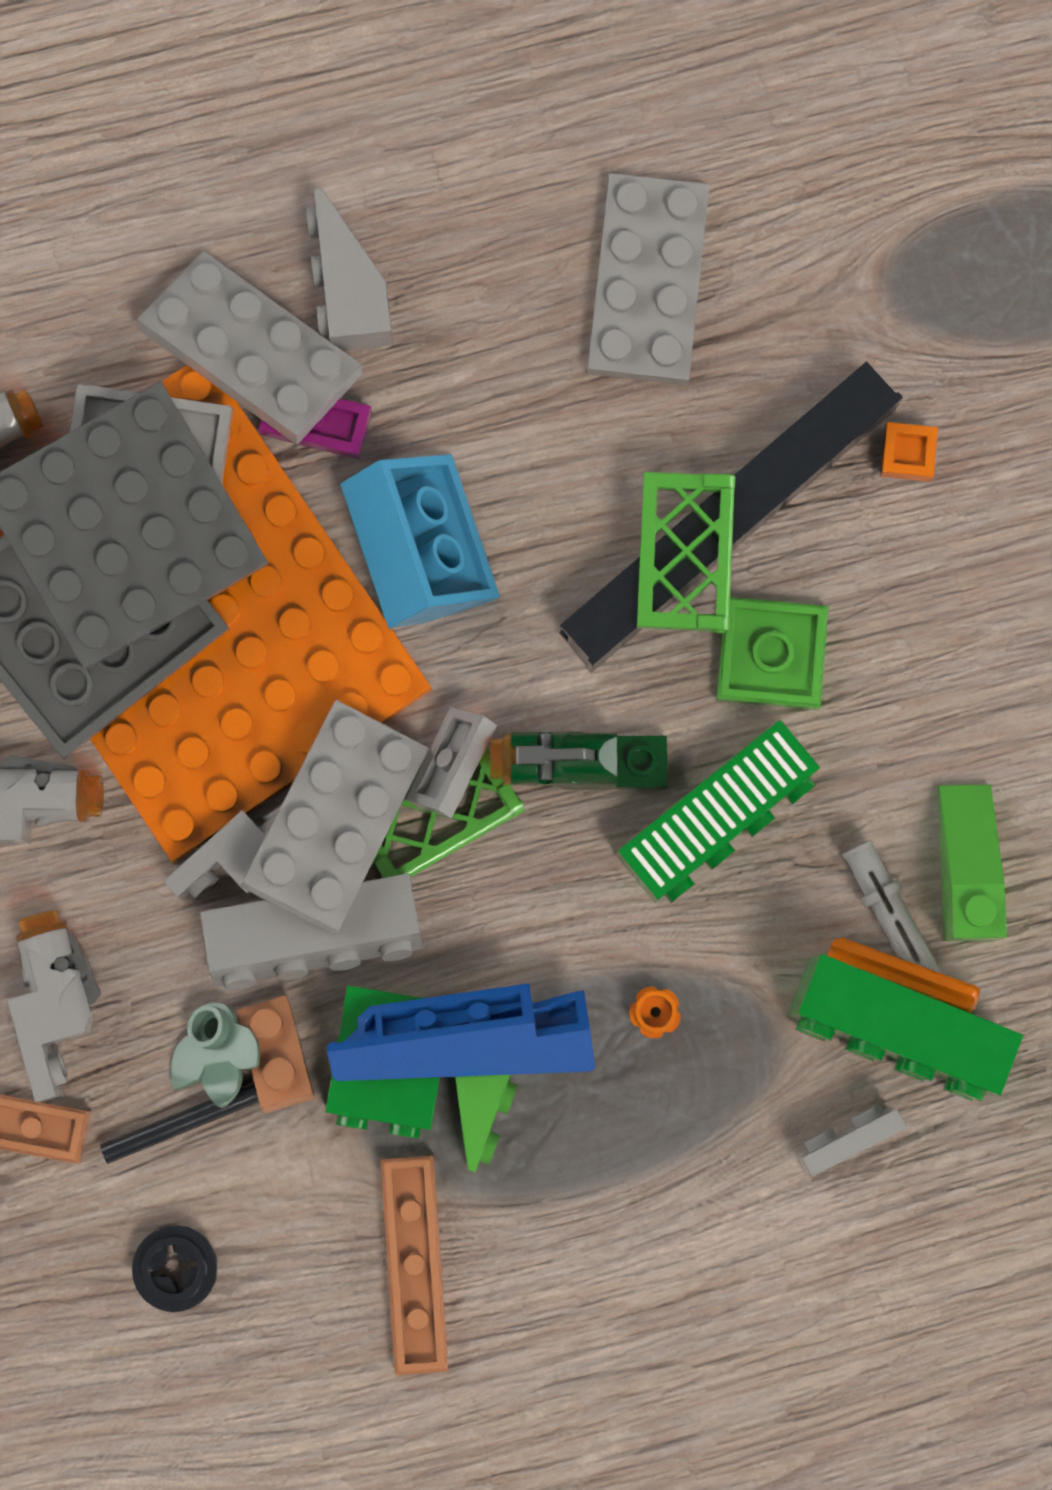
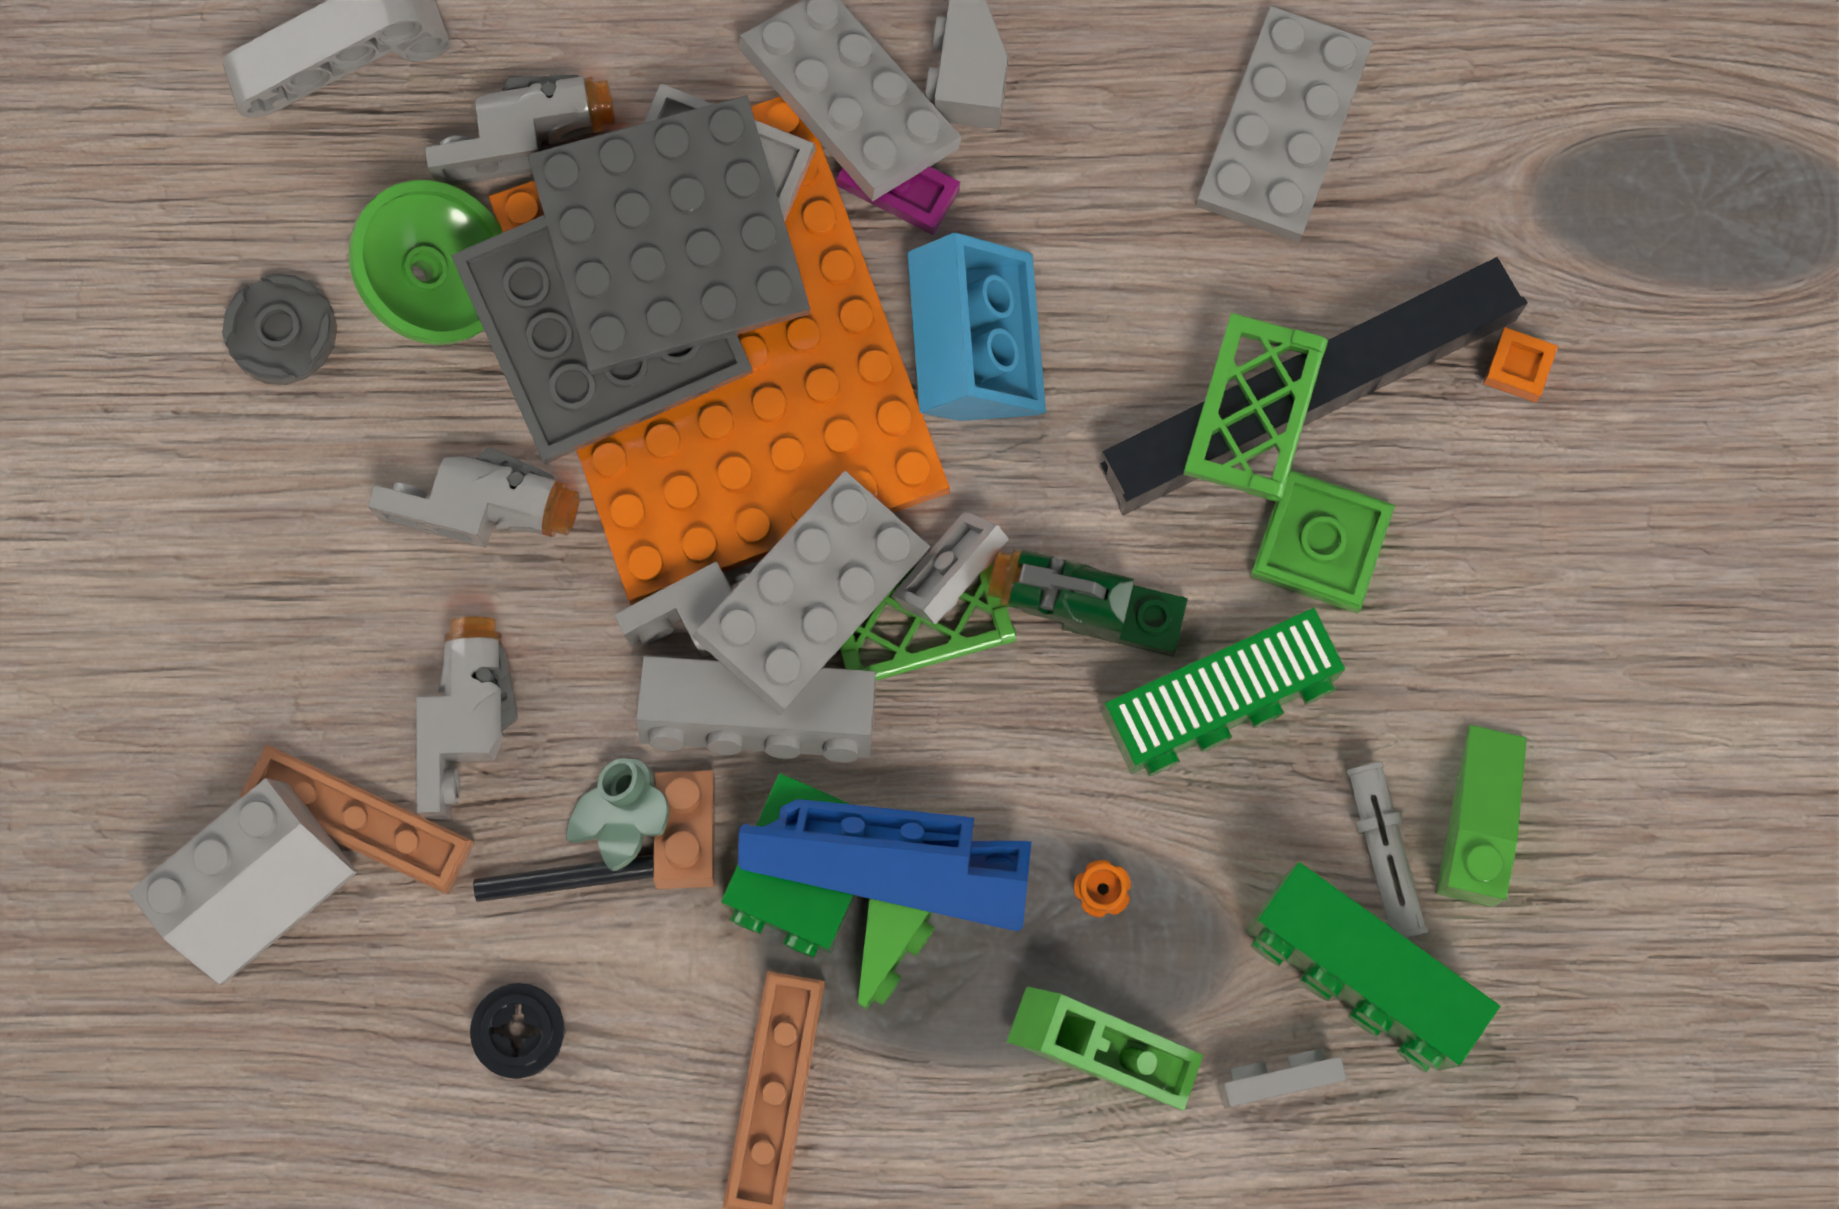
camera: 20 degrees right, 5 degrees down
(690, 1151) = (1104, 1047): none -> bright green slope
(907, 974) = (1414, 929): orange axle -> none

